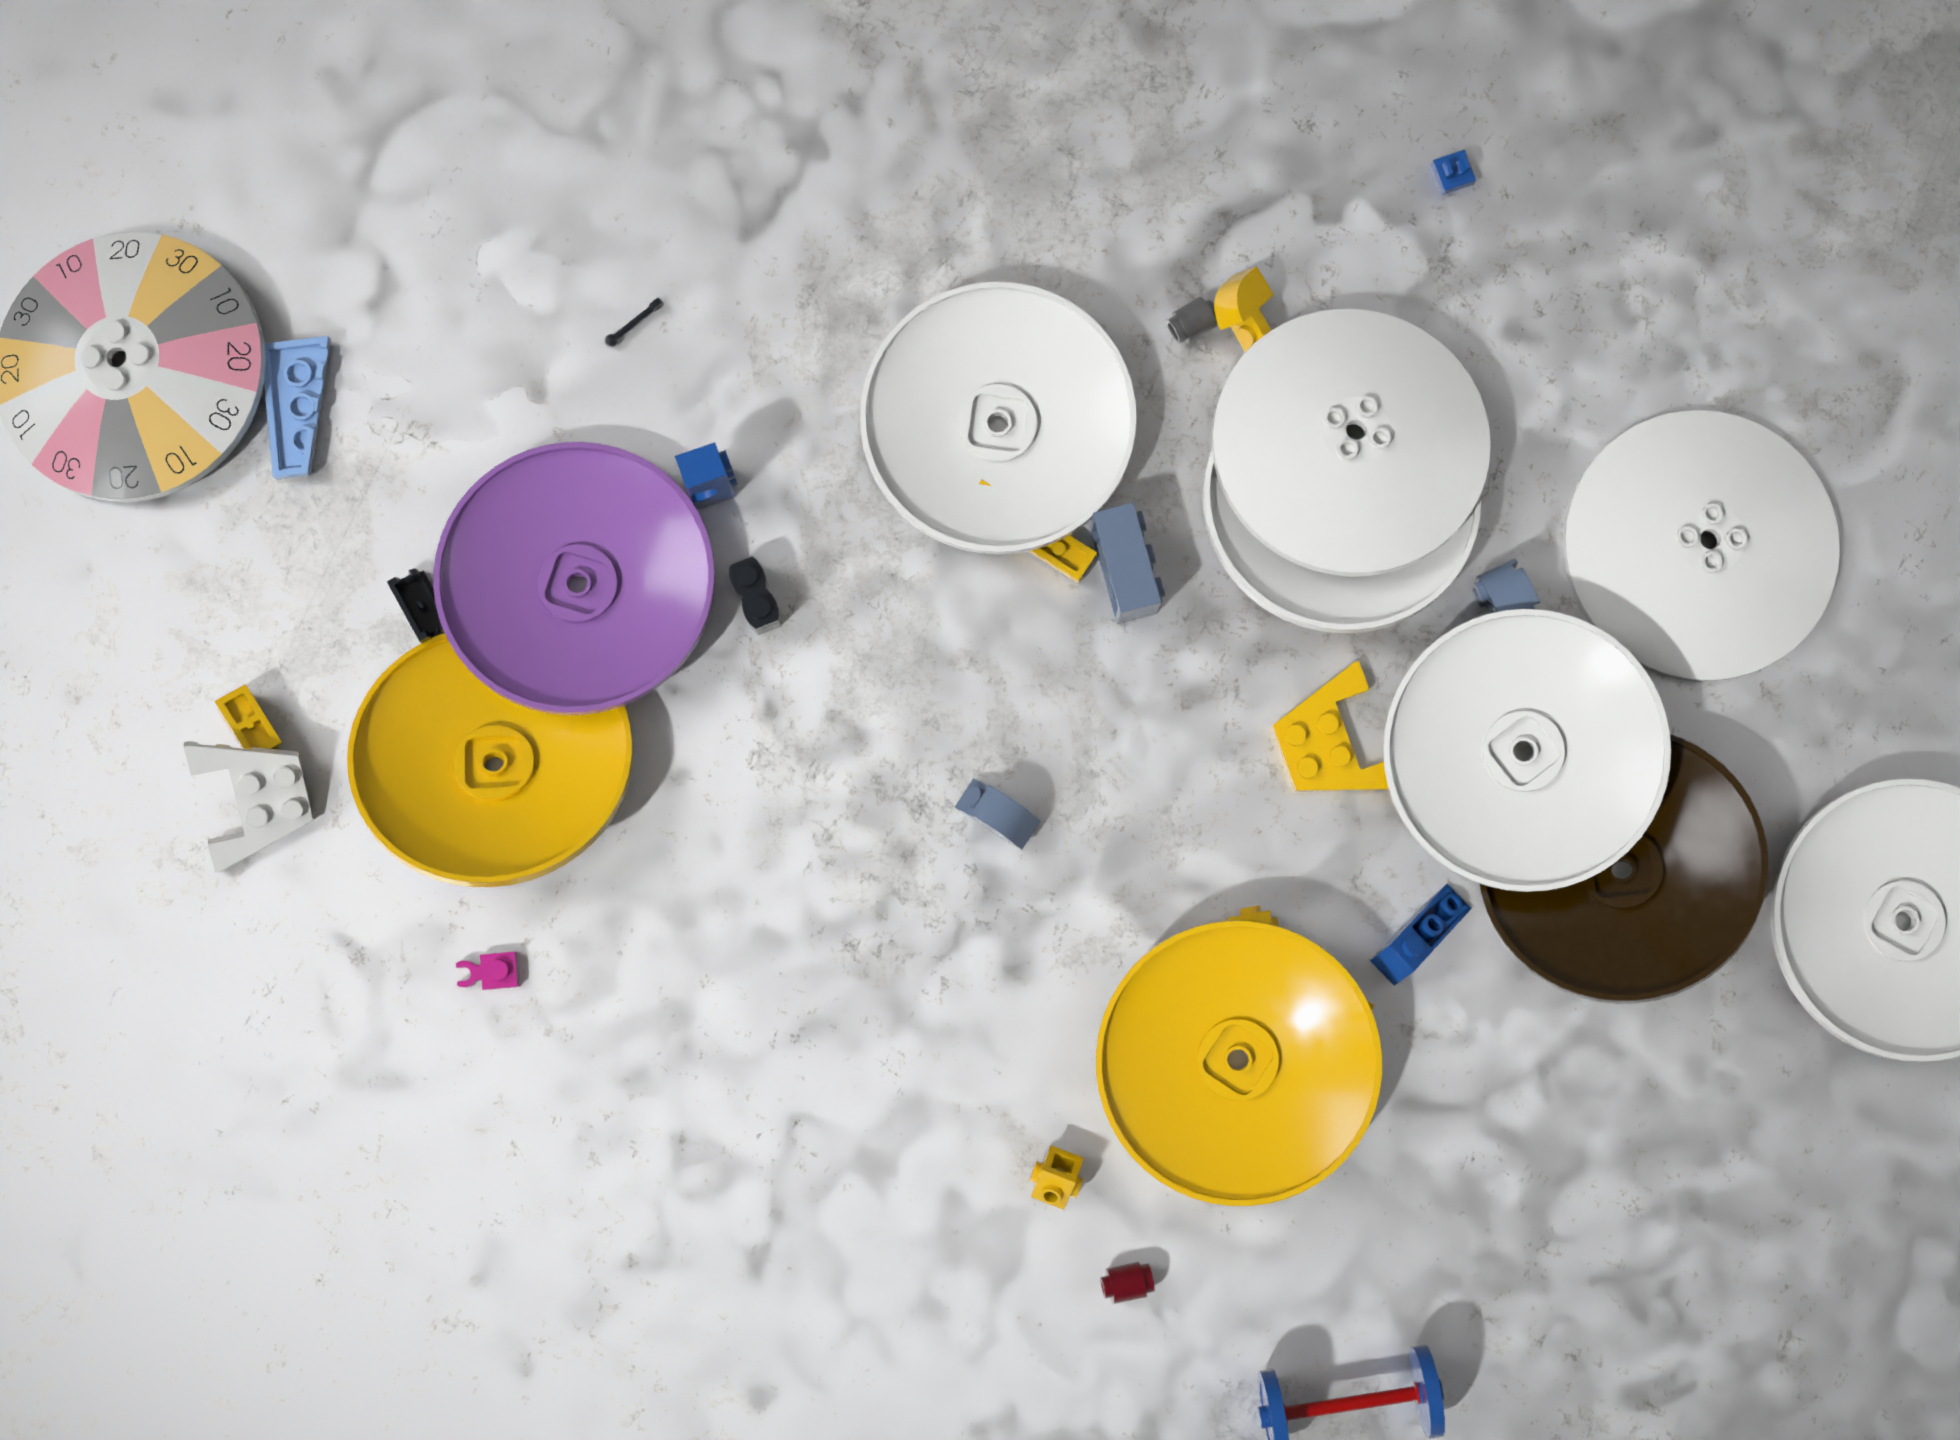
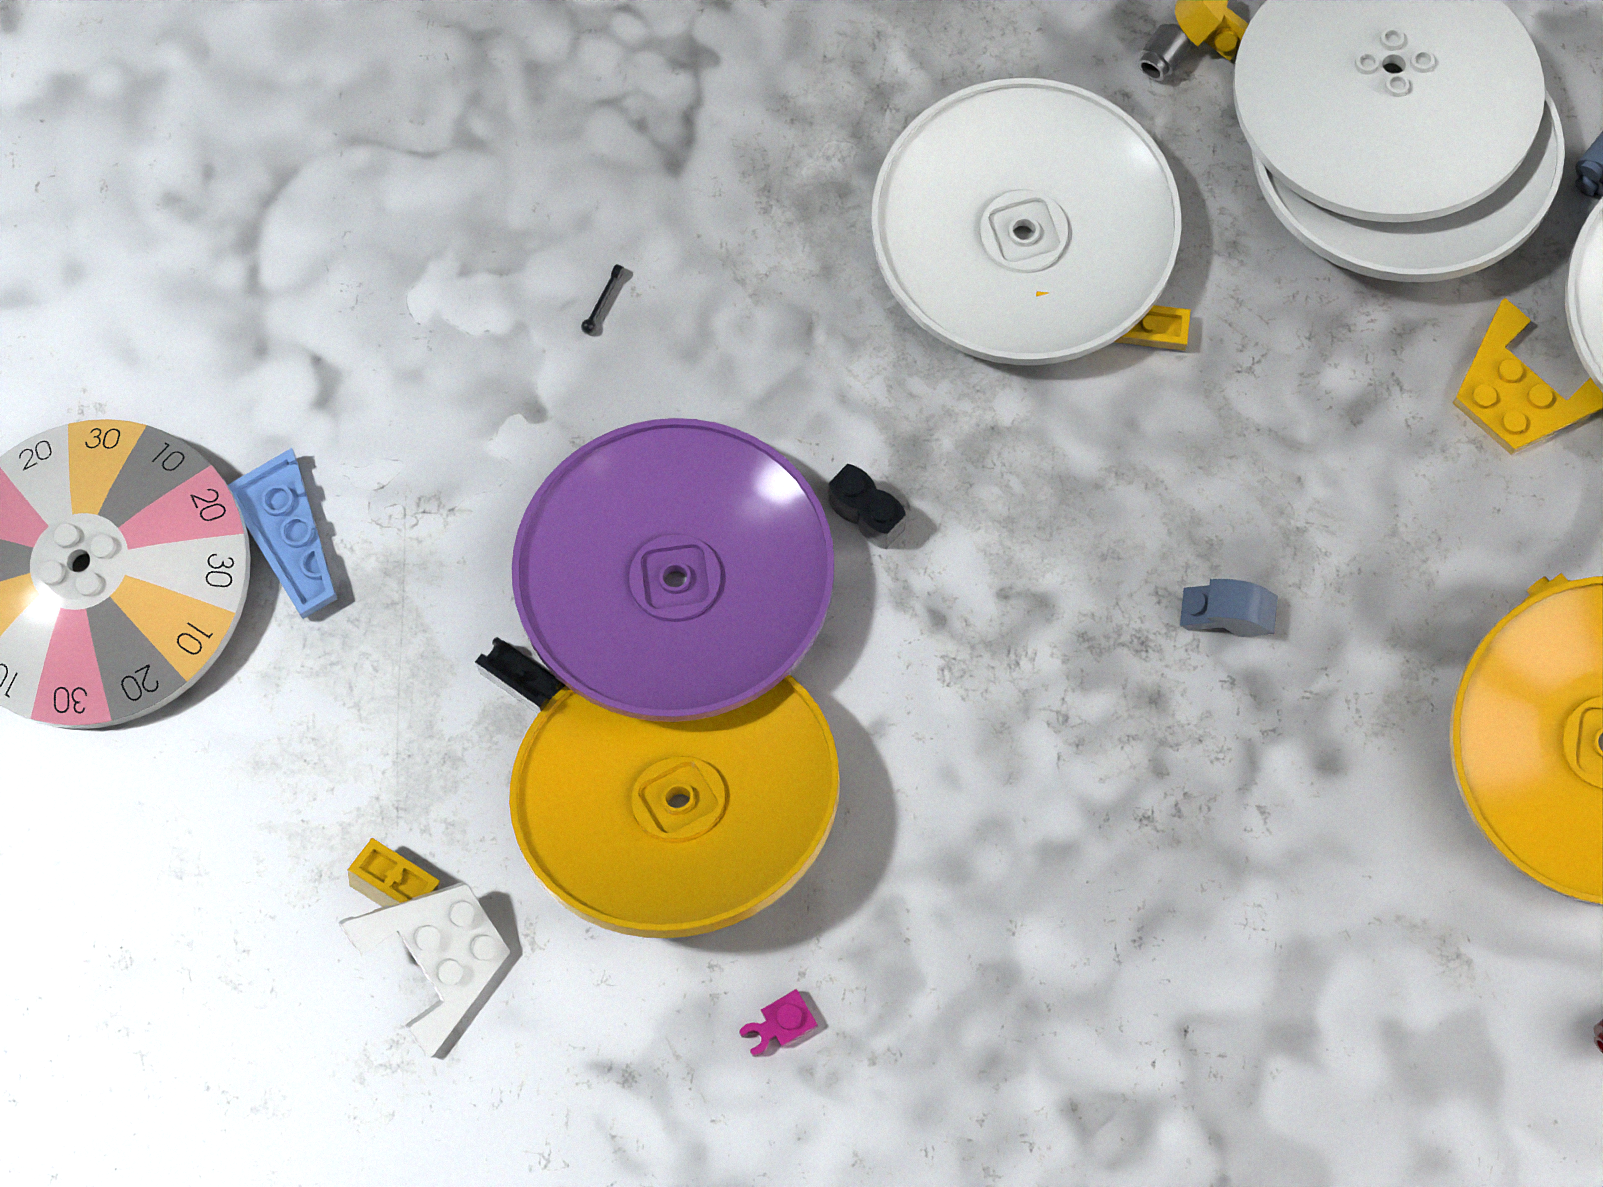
camera: 20 degrees left, 10 degrees down
(707, 475) = (762, 399): blue arch -> none
(1057, 1177) = (1494, 951): yellow brick -> none
(1126, 562) = (1228, 302): sand blue brick -> none

